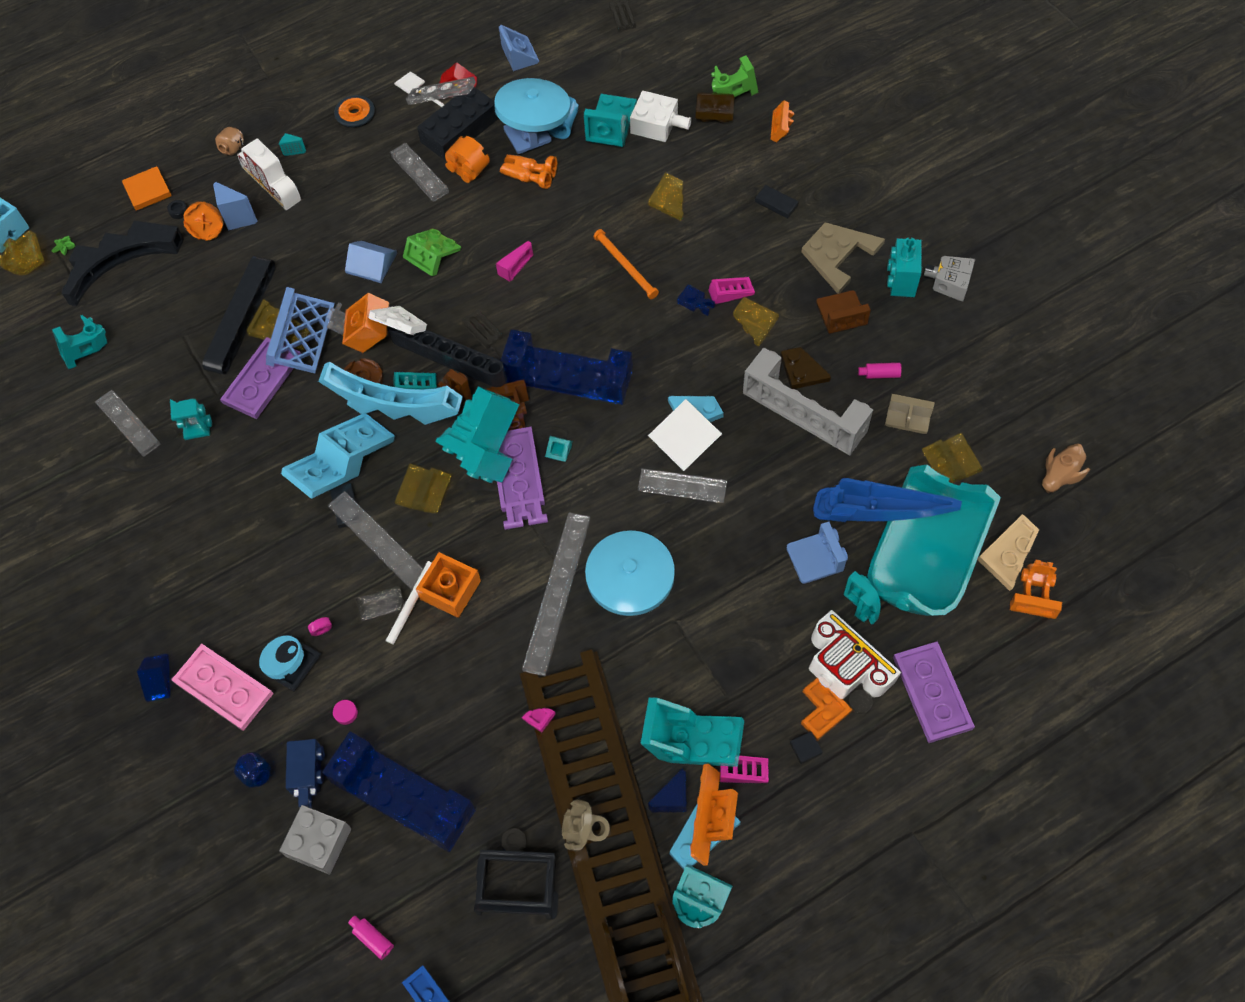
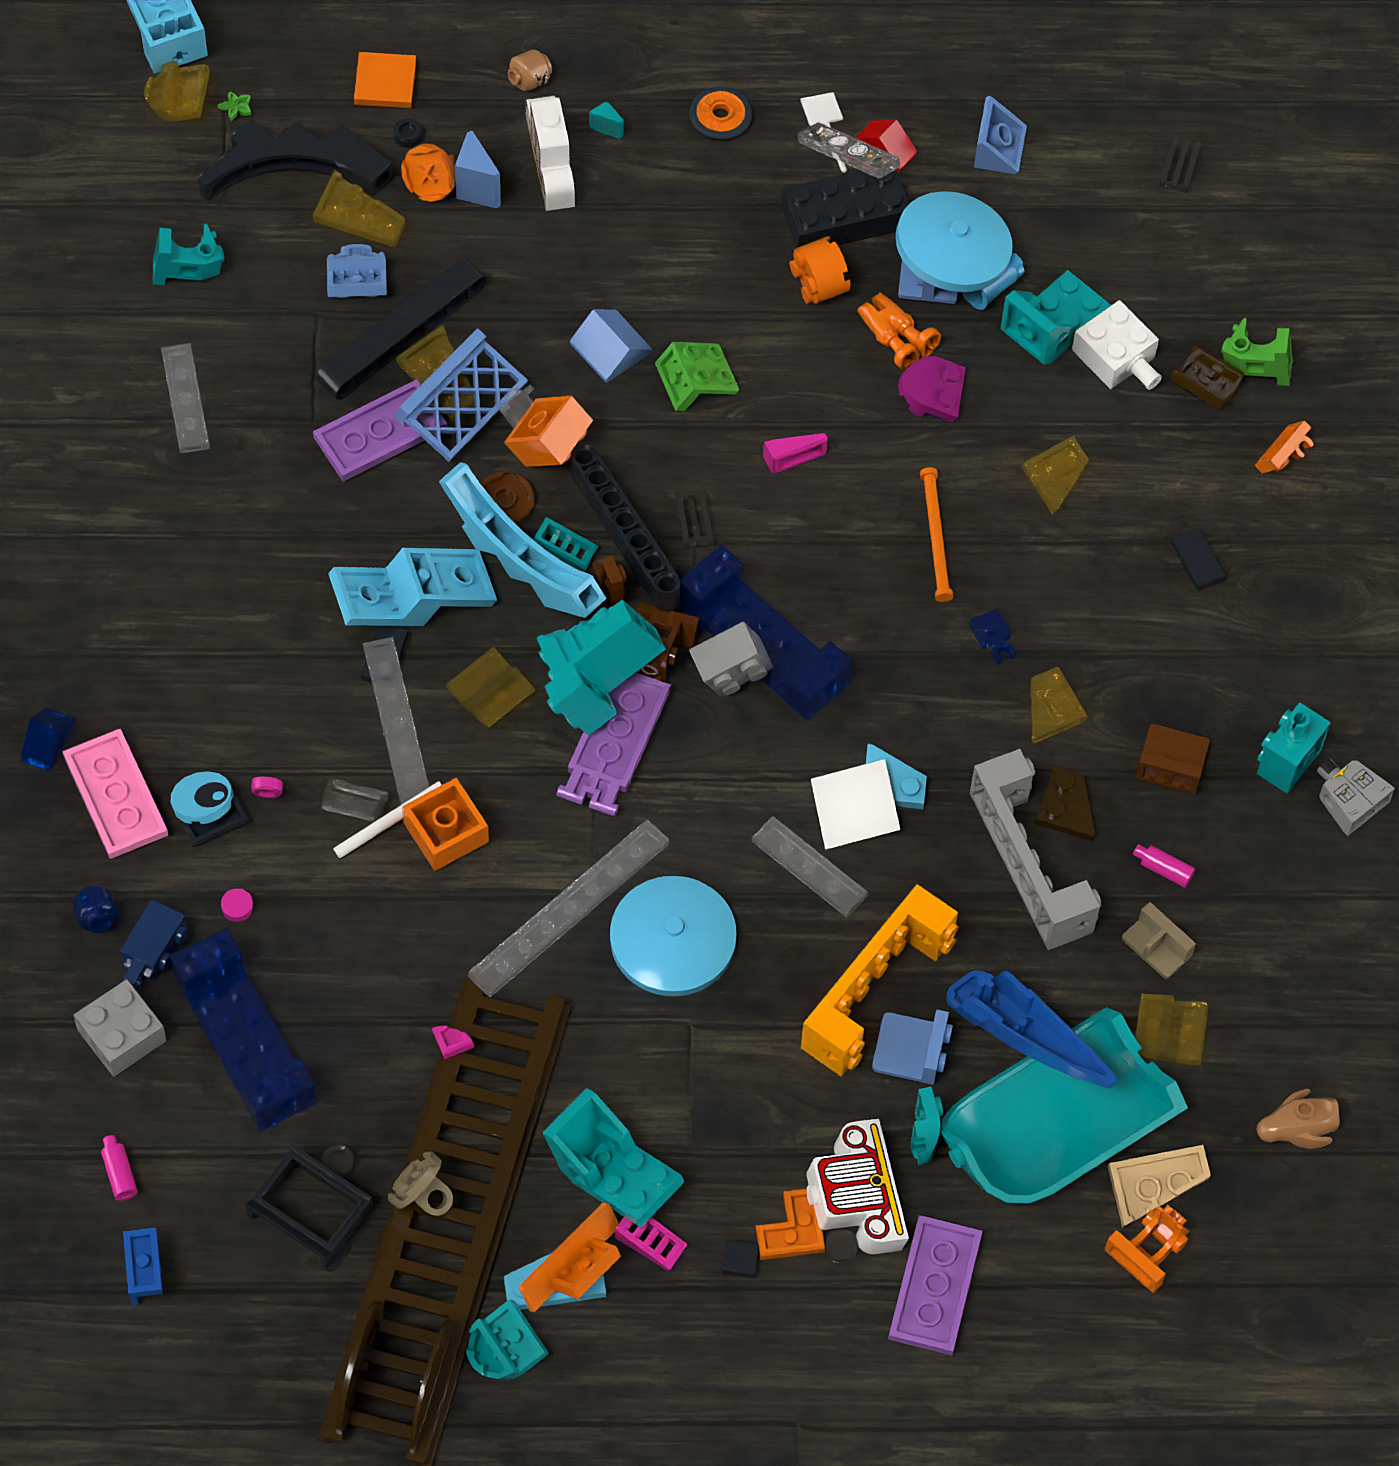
camera: 25 degrees right, 0 degrees up
(171, 266) = (352, 211): none -> clear yellow wing
(191, 417) = (263, 438): teal window -> none
(193, 297) = (356, 272): none -> medium blue slope
(399, 319) = (589, 451): white wing -> none
(419, 172) = (751, 252): clear tile -> none
(558, 448) = (688, 731): teal slope -> none
(560, 390) = (731, 659): none -> light grey brick
(570, 188) = (933, 387): none -> magenta slope
(672, 796) = (547, 1217): clear blue slope -> none
(720, 295) = (1047, 655): dark pink slope -> none
(771, 575) = (918, 920): none -> light orange plate
(832, 246) = (1227, 663): dark tan wing -> none

